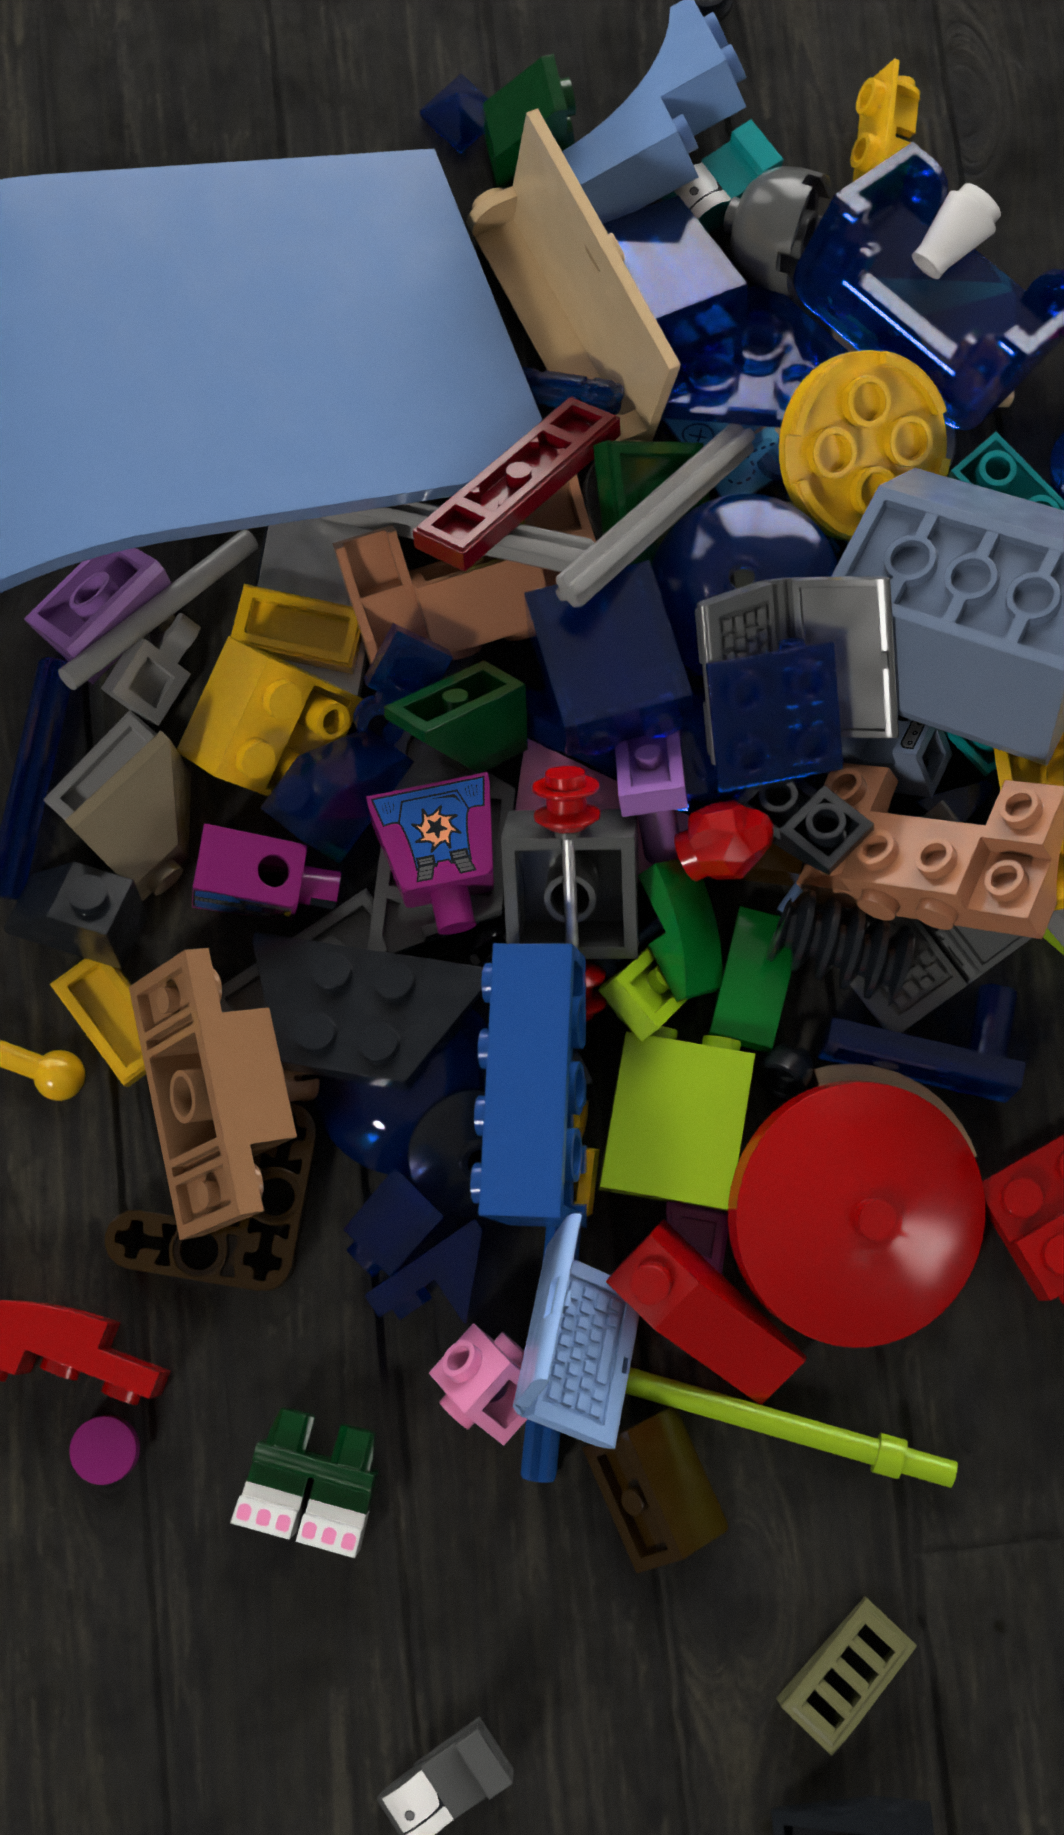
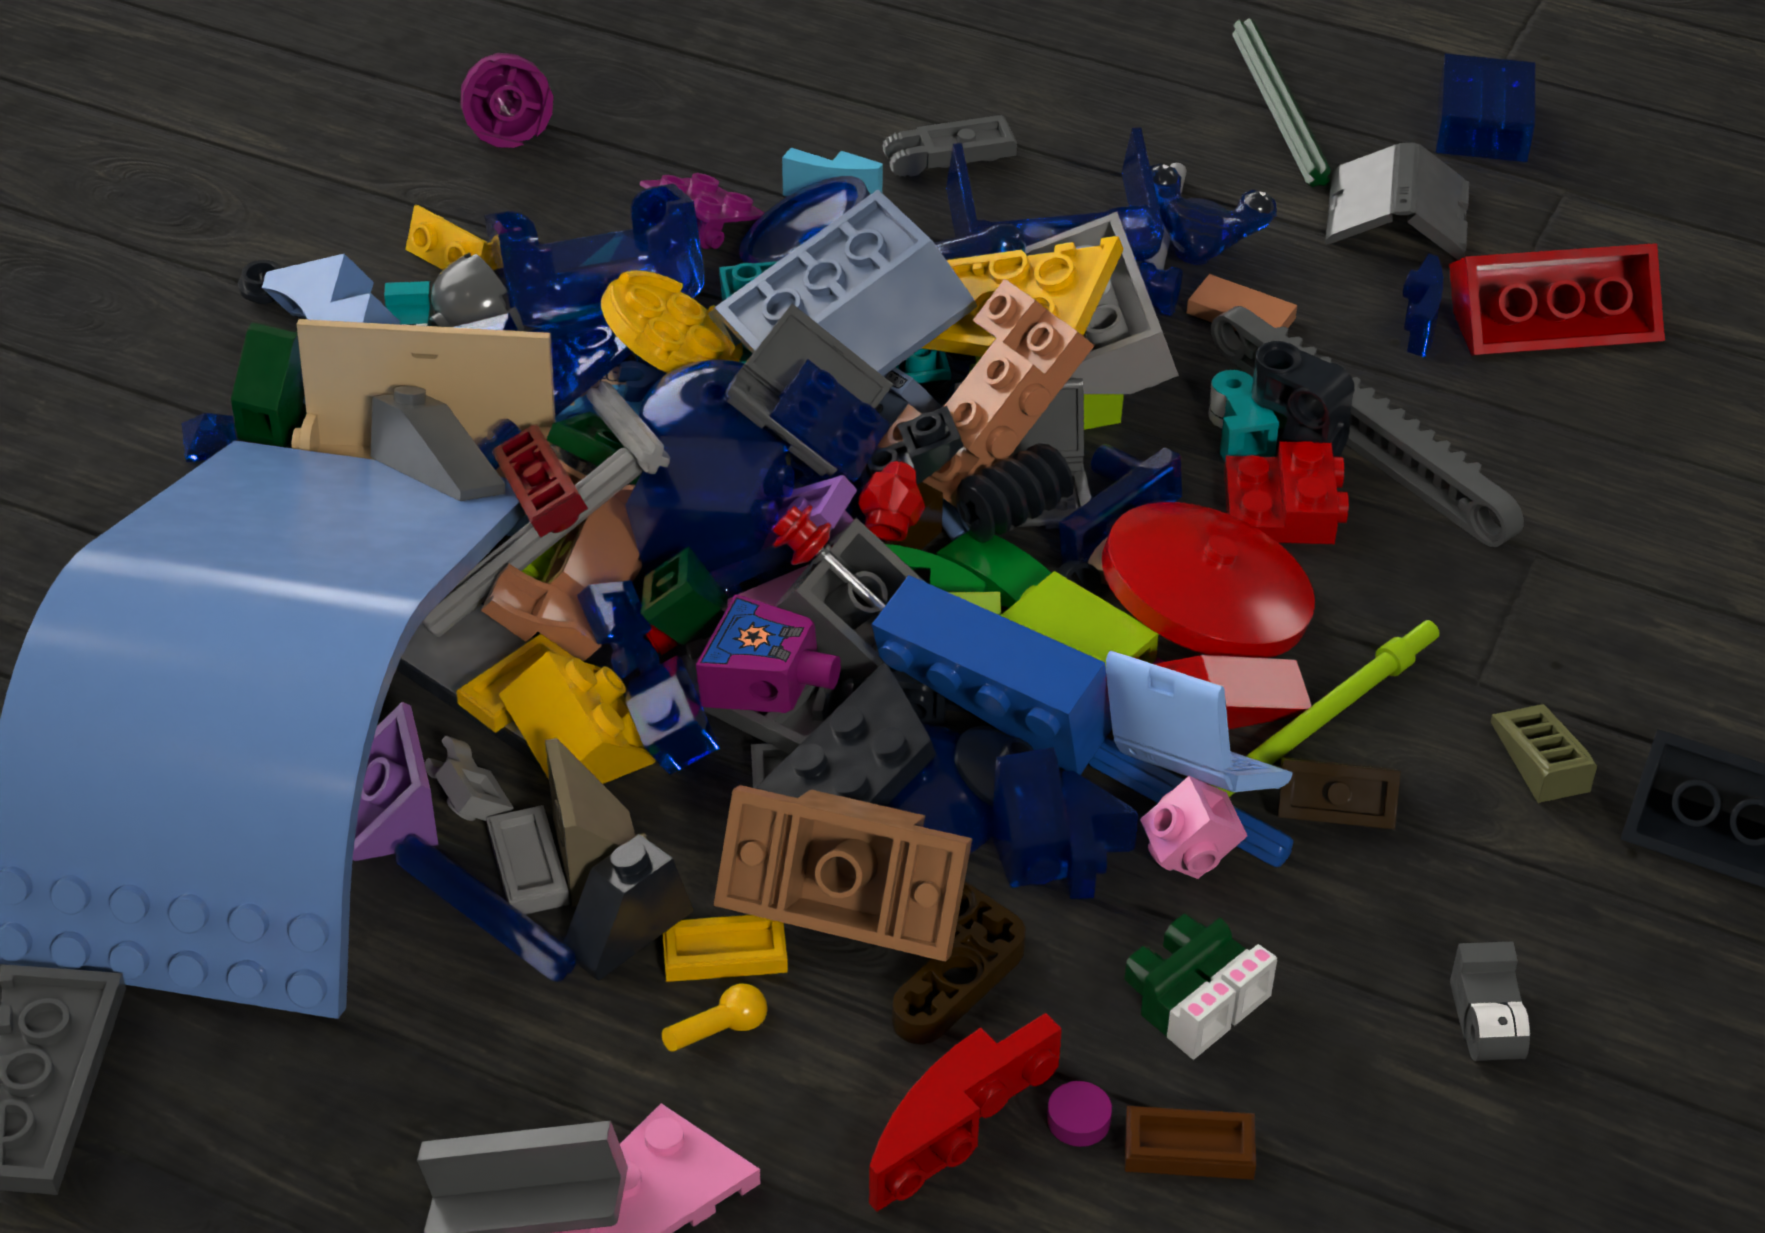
camera: 60 degrees left, 35 degrees down
(132, 1568) = (1190, 1142): none -> reddish brown tile
(157, 610) = (436, 766): light grey bar -> none
(231, 869) = (687, 787): magenta torso -> none
(511, 349) = (430, 445): none -> dark grey slope
(958, 228) = (561, 228): white cone -> none

